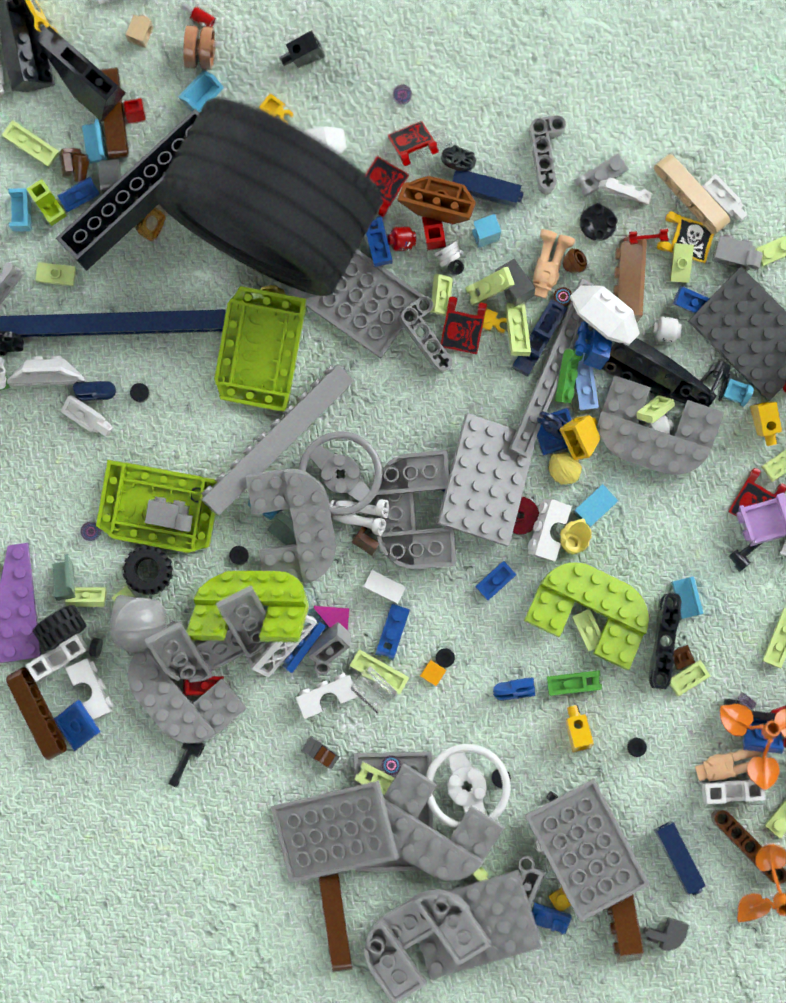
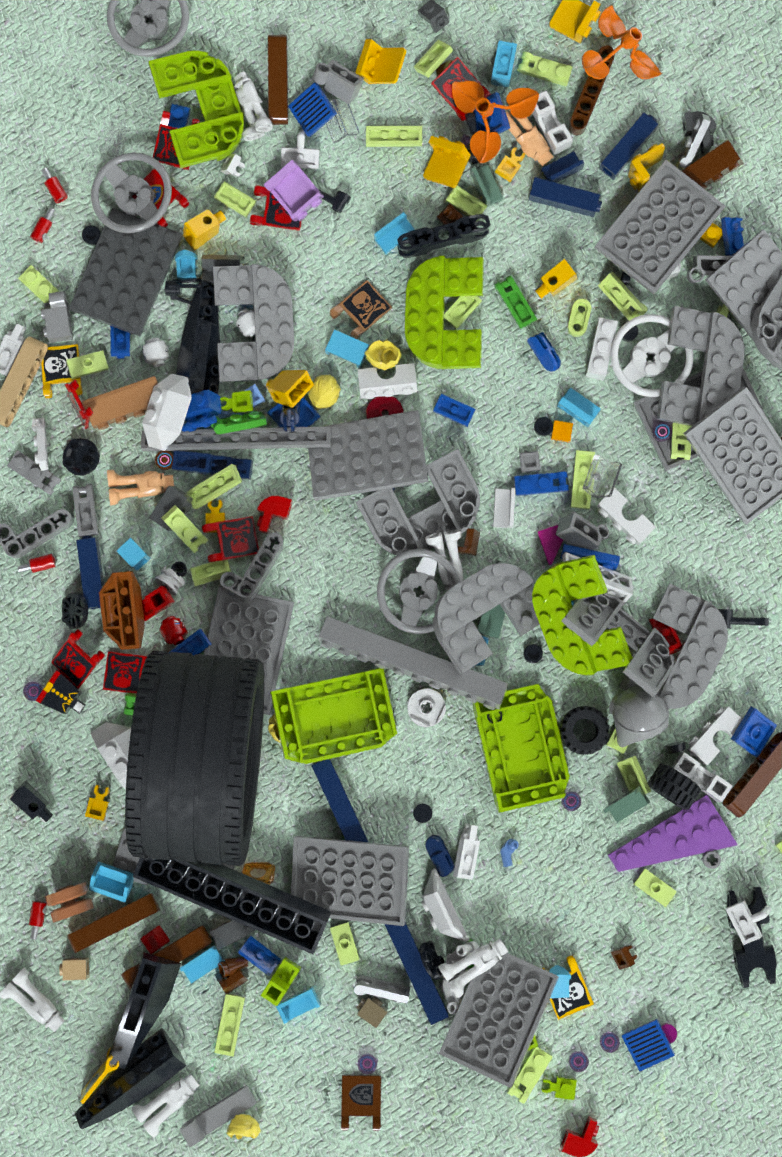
camera: 110 degrees left, 0 degrees up
(71, 452) = (506, 851): none -> medium blue arm
(107, 301) = (352, 878): none -> light grey plate
(164, 79) = (113, 923): none -> reddish brown beam
(169, 514) = (525, 732): light grey hinge -> none
(221, 436) = (436, 703): none -> white plate
(320, 752) = (678, 501): leg -> none
(387, 116) = (61, 694): none -> black torso
(417, 630) = (529, 461): none -> light grey tile
(449, 699) = (578, 407): none -> medium azure panel
(476, 374) = (273, 506): none -> red brick
(495, 743) = (601, 349): none -> white arch
(515, 145) = (39, 564): none -> red piece
(533, 736) = (579, 318): none -> yellowish green plate
(535, 785) = (622, 296): none -> yellowish green plate
(546, 205) = (85, 510): none -> light grey plate
(575, 261) = (127, 462): reddish brown cone -> none
(586, 384) = (239, 402): none -> lime plate
(629, 539) = (364, 307): none -> flag
(636, 747) = (547, 224): black tile -> none
(655, 409) = (235, 331): yellowish green plate -> none
(655, 774) = (565, 197): none -> dark blue brick
(656, 919) = (693, 142): none -> light grey plate
(657, 861) = (637, 173): none -> yellow bracket
(684, 784) = (562, 168): none -> dark blue panel
(698, 705) = (486, 185): none -> sand green panel
(707, 735) = (510, 166): none -> yellow plate
(728, 421) = (211, 261): none -> dark grey panel
(735, 675) = (446, 161): none -> yellow bracket

